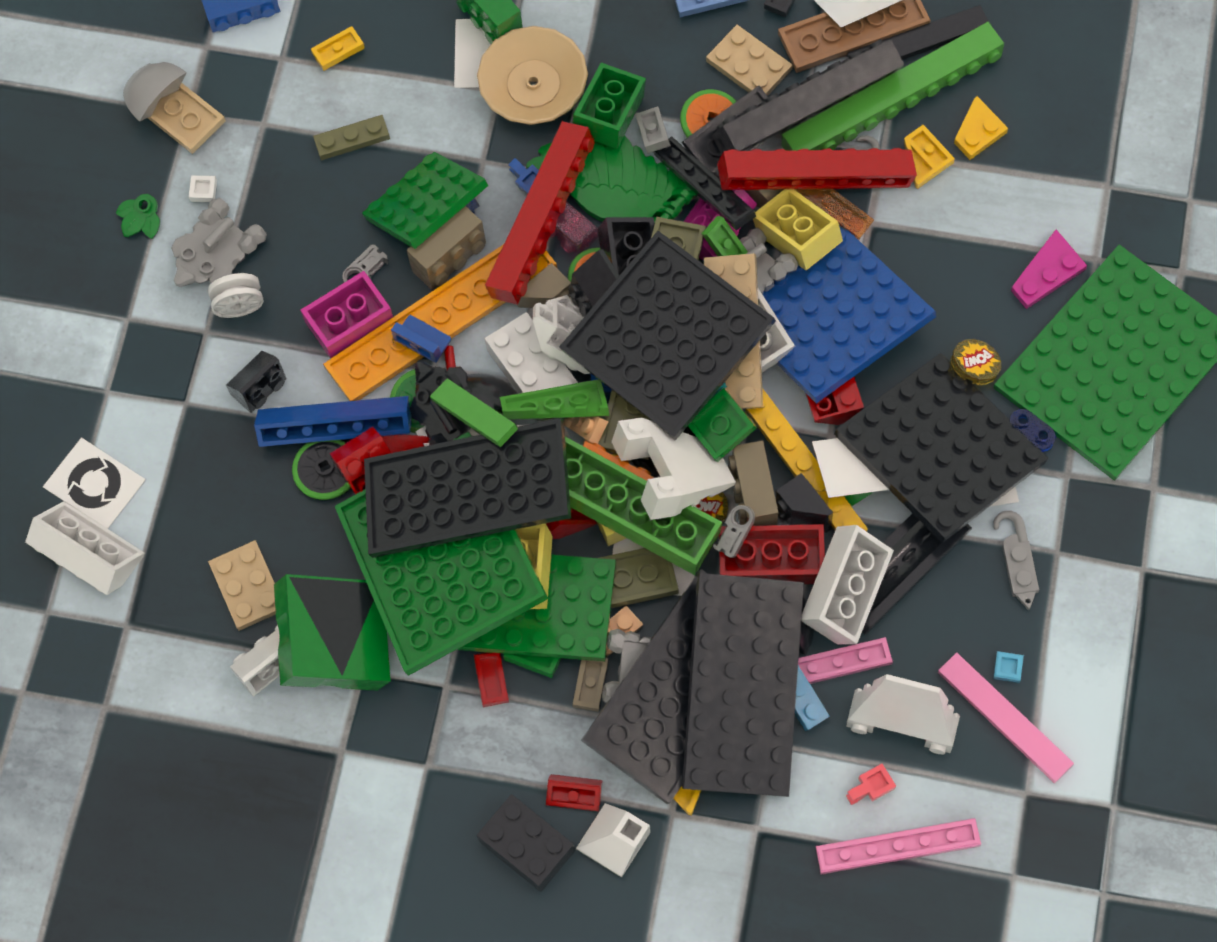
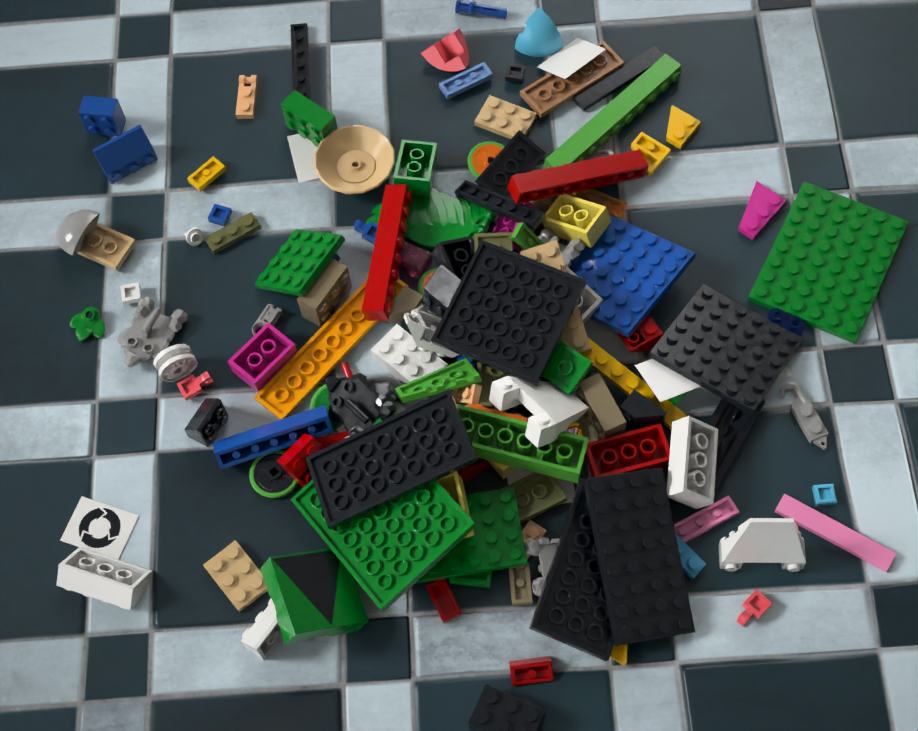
camera: 15 degrees left, 5 degrees down
(249, 330) = (192, 386): none -> coral plate
(301, 130) = (194, 236): none -> white plate
(340, 109) = (219, 215): none -> blue plate
(421, 338) = (323, 361): blue panel -> none
(473, 412) = (381, 402): bright green tile -> none
(614, 839) = (573, 698): white slope -> none
(652, 130) = (451, 178): light grey plate -> none
(734, 533) = (599, 444): light grey piece -> none
(809, 98) = (557, 130): black brick -> none
(898, 846) = (786, 649): bright pink tile -> none
(976, 361) = (731, 283): tile -> none

